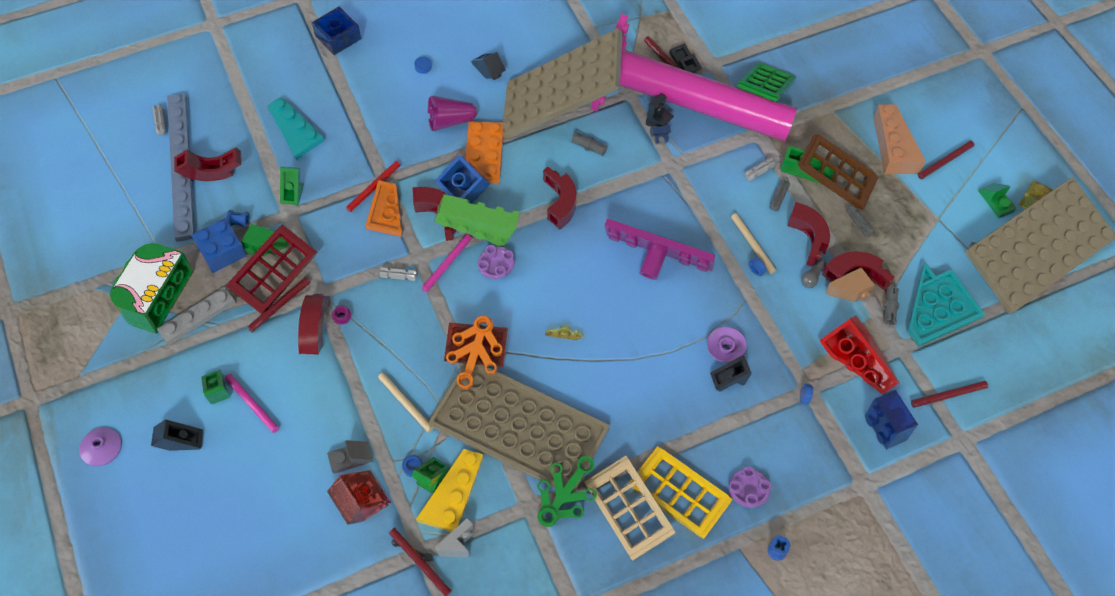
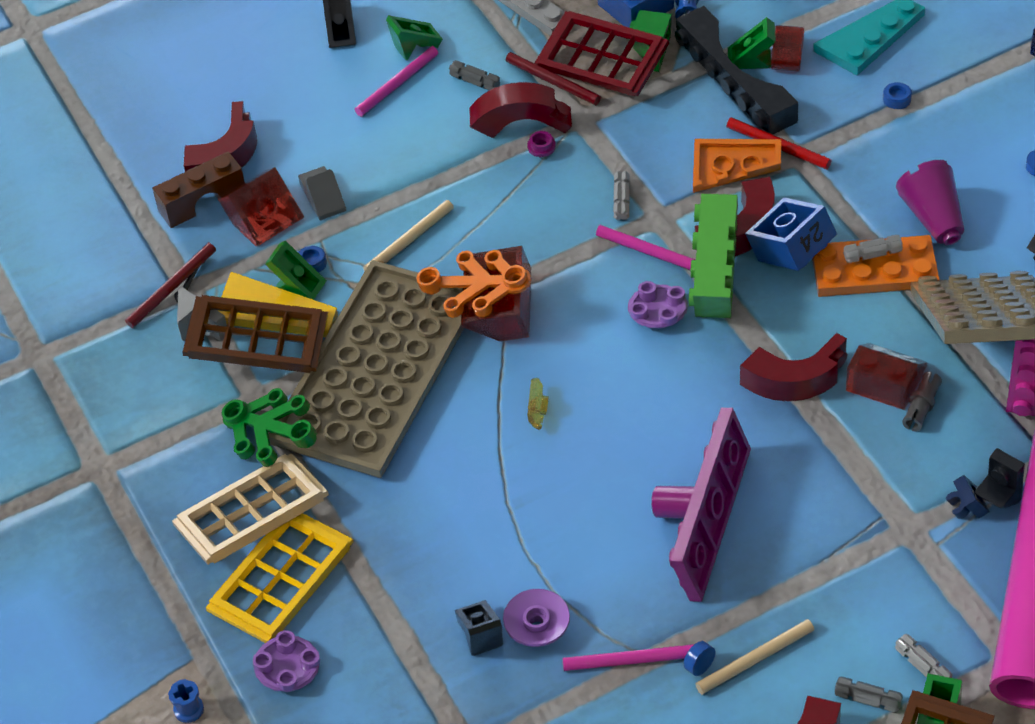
camera: 90 degrees right, 10 degrees down
(262, 352) = (474, 75): none -> dark grey axle
(275, 212) = (765, 102): none -> black arch
(303, 529) = (238, 140): none -> dark red arch
(306, 166) = (787, 48): none -> clear red beam
(332, 539) = (179, 195): none -> reddish brown arch
(349, 122) = (897, 95): none -> blue tile
(479, 532) = (199, 325): none -> reddish brown piece
(480, 145) = (873, 248): none -> light grey axle
(568, 155) = (884, 375): none -> clear red slope
(751, 303) = (625, 658): none -> dark pink bar

